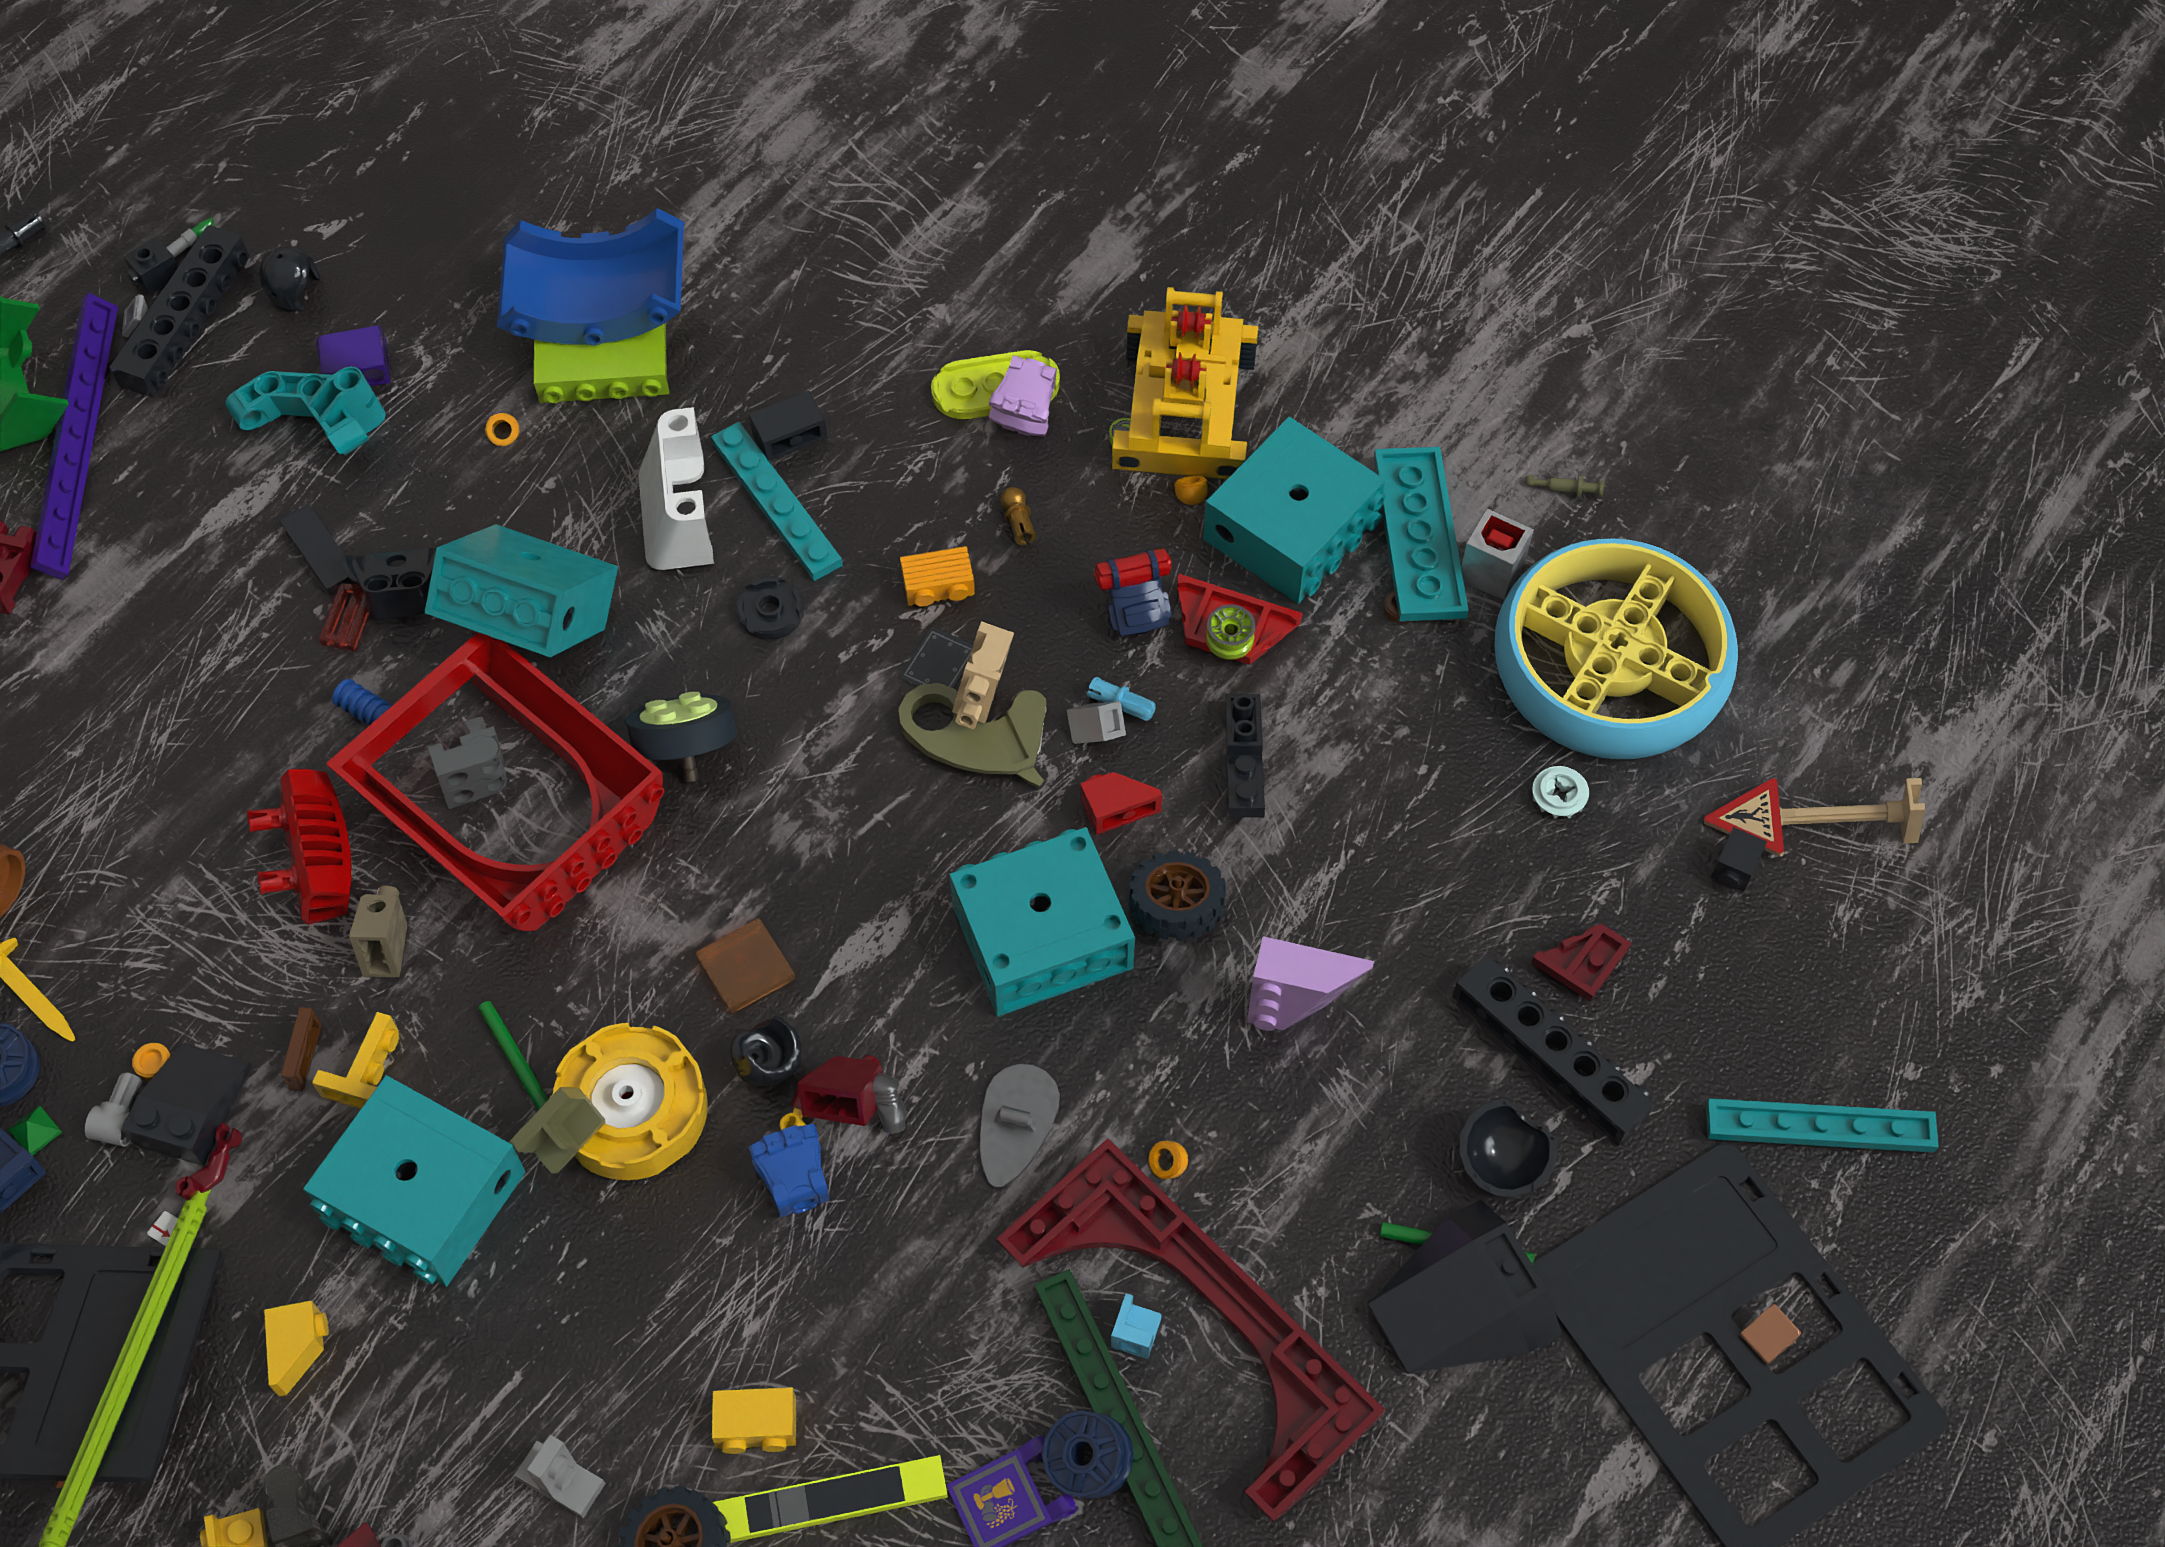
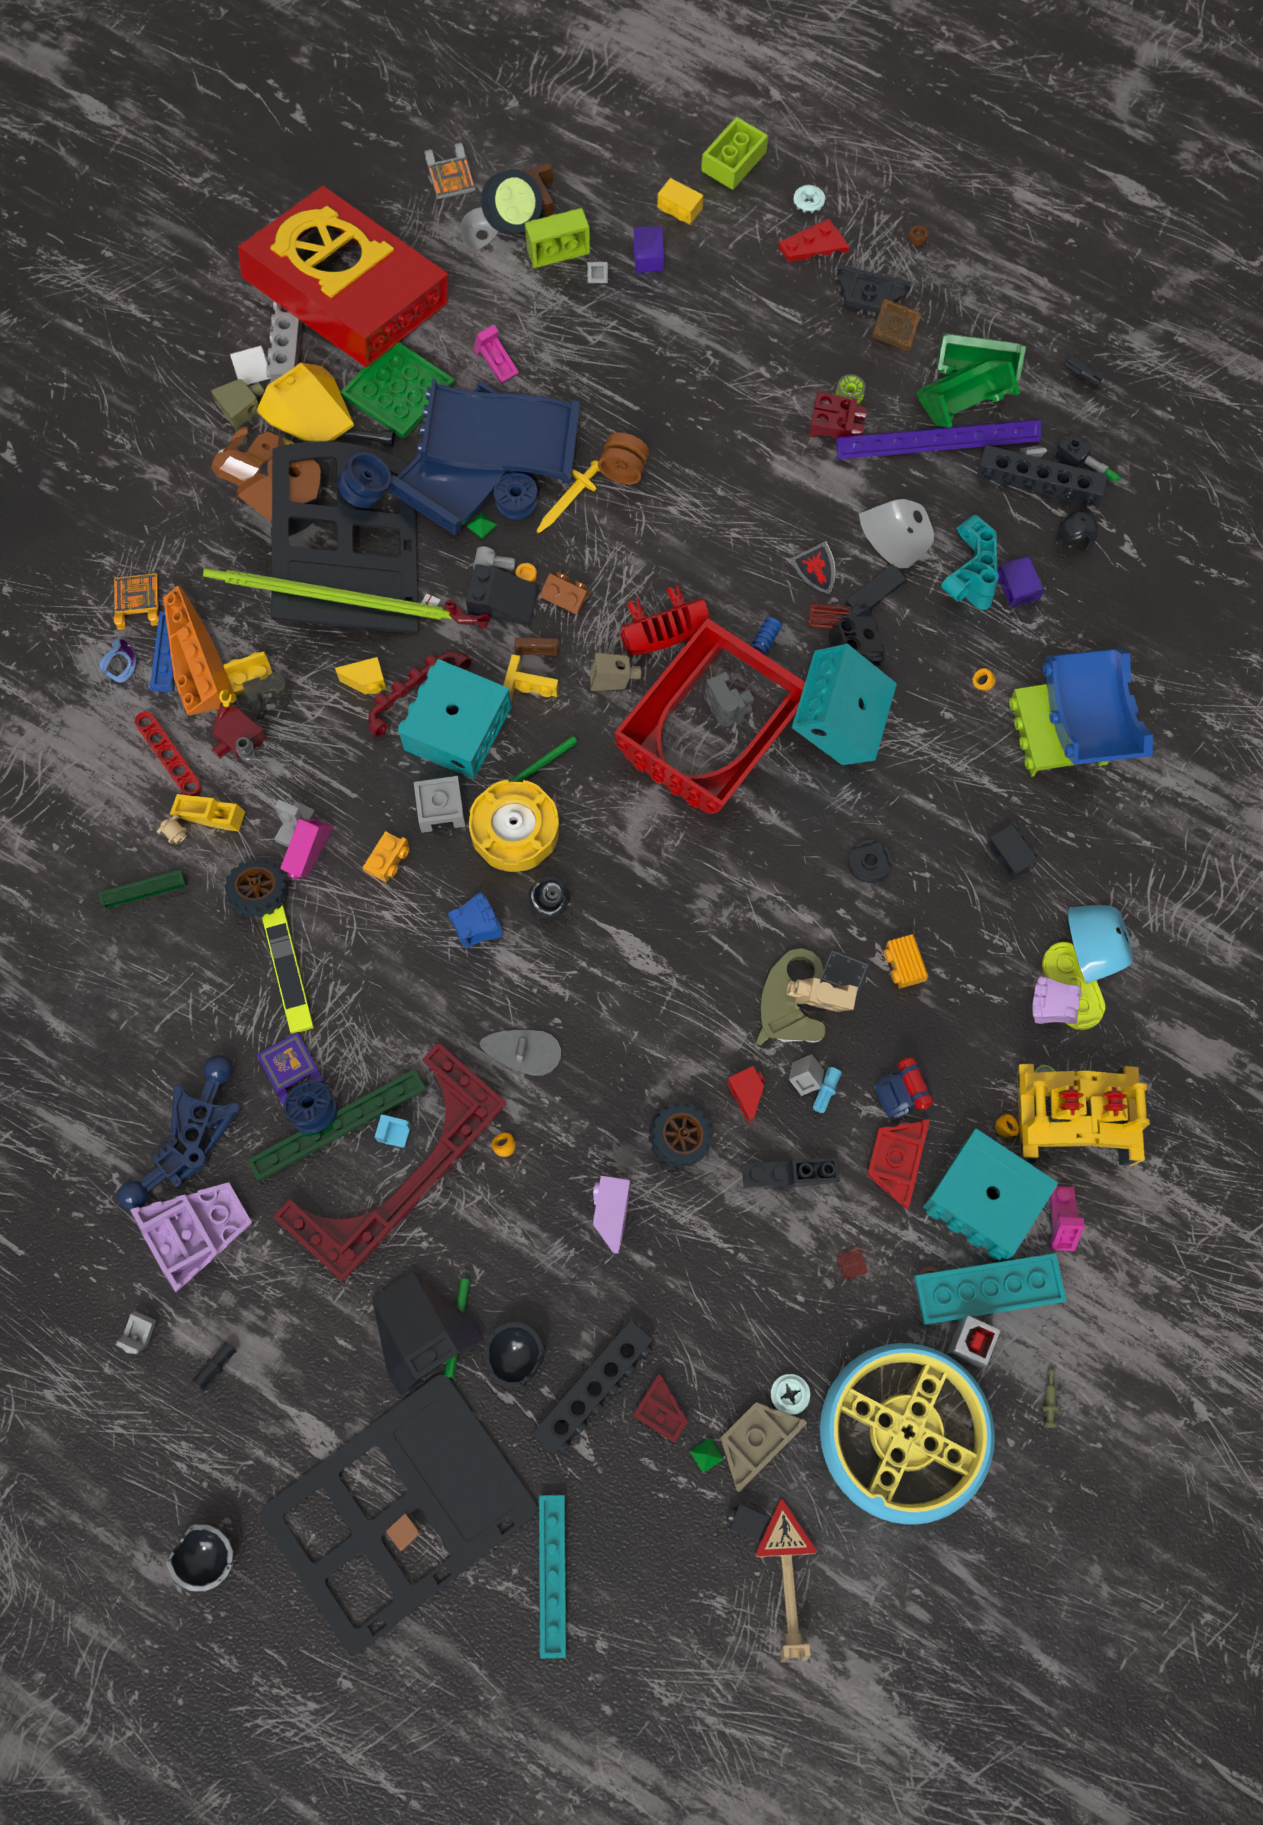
camera: 85 degrees right, 10 degrees up
(208, 999) = (565, 592): none -> dark orange bracket
(213, 524) = (887, 531): none -> light grey piece
(261, 618) = (817, 567): none -> shield
(330, 1281) = (400, 689): none -> dark red bar
(559, 1128) = (485, 787): olive panel -> none
(566, 1220) = (439, 802): none -> light grey panel
(612, 1453) = (305, 847): none -> dark pink slope
(647, 1319) = (386, 857): none -> light orange bracket
(670, 460) = (971, 781): white windscreen -> none
(682, 728) = (763, 816): black wheel -> none
(745, 965) = (612, 880): clear orange tile -> none
(754, 1419) = (329, 921): yellow brick -> none
(776, 501) = (953, 854): teal plate -> none
(848, 1093) = (526, 947): dark red torso -> none
(936, 339) = (1097, 943): none -> medium azure piece
(1018, 514) = (975, 1006): pearl gold pin -> none
(1042, 920) = (651, 1049): teal gear -> none
(1232, 620) = (882, 1146): lime wheel -> none
(1342, 428) = (1065, 1220): none -> dark pink bracket
(1378, 697) = (851, 1264): none -> clear red tile
(1626, 838) = (757, 1440): none -> dark tan wing
(1644, 909) = (706, 1455): none -> green slope

